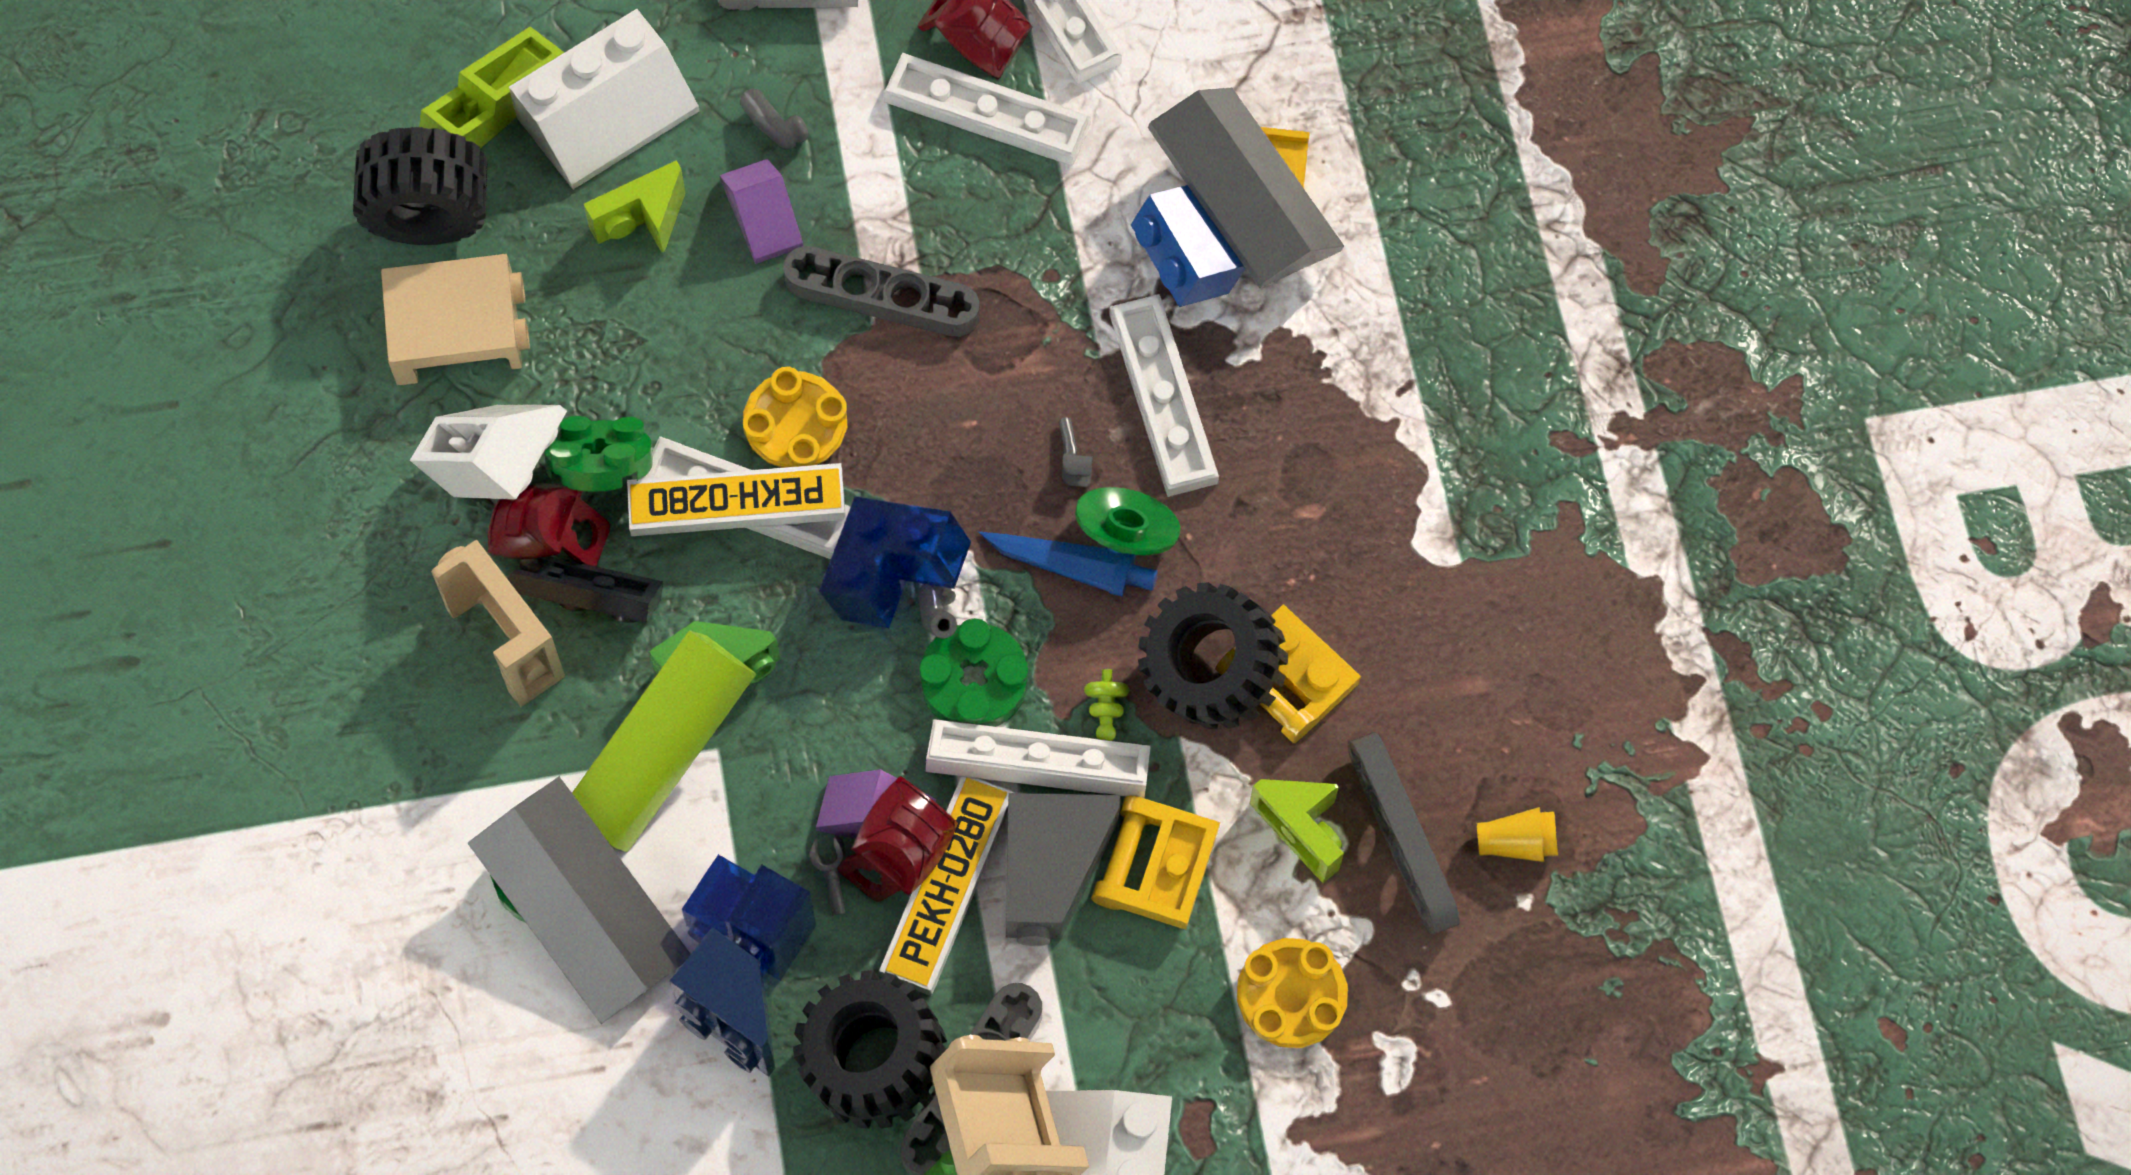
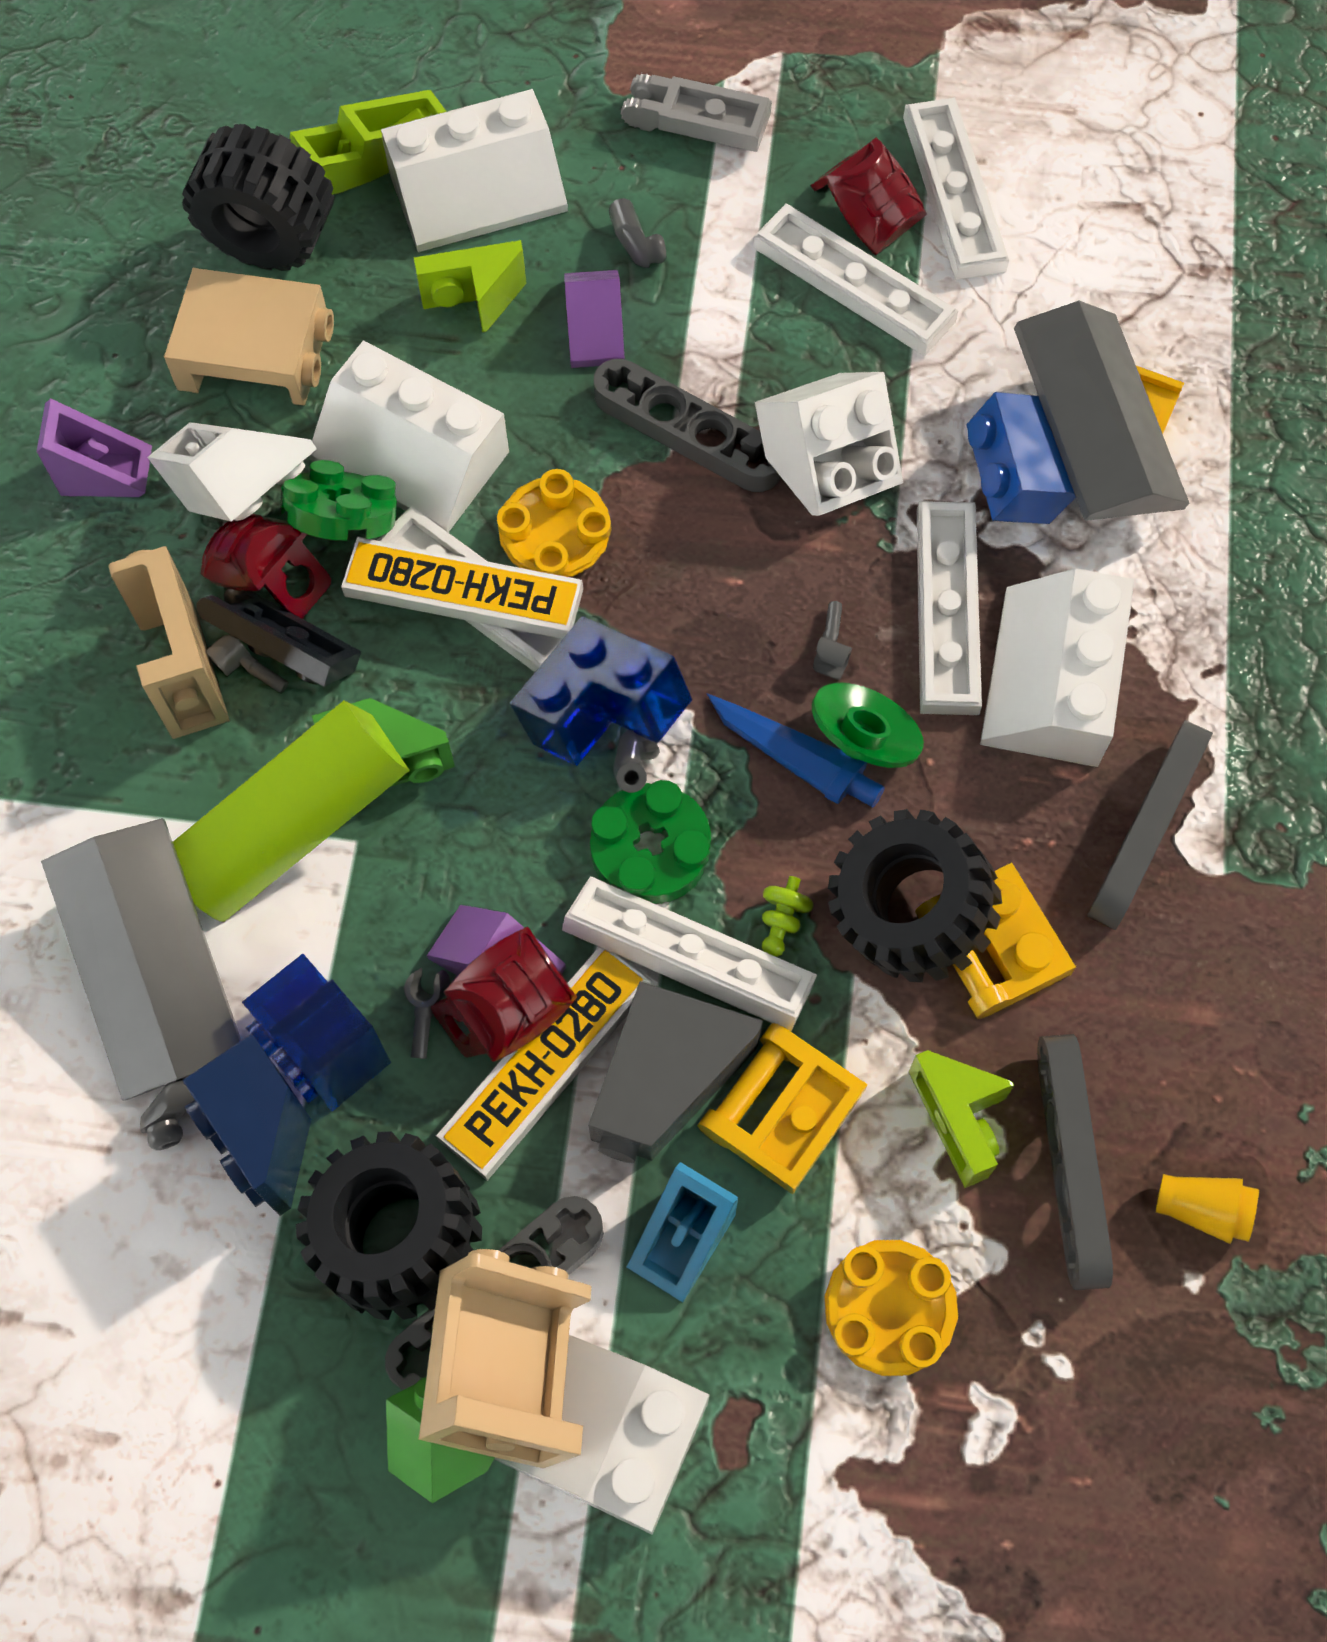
camera: 20 degrees right, 0 degrees up
(353, 472) = (90, 455): none -> medium lavender slope
(552, 615) = (230, 654): none -> dark grey hand
(636, 366) = (412, 429): none -> white slope
(649, 1008) = (163, 1114): none -> dark grey arm
(1018, 272) = (832, 439): none -> white slope
(1108, 983) = (683, 1232): none -> dark azure slope
(1273, 422) = (1059, 666): none -> white slope
(1388, 538) = (1149, 825): none -> dark grey beam

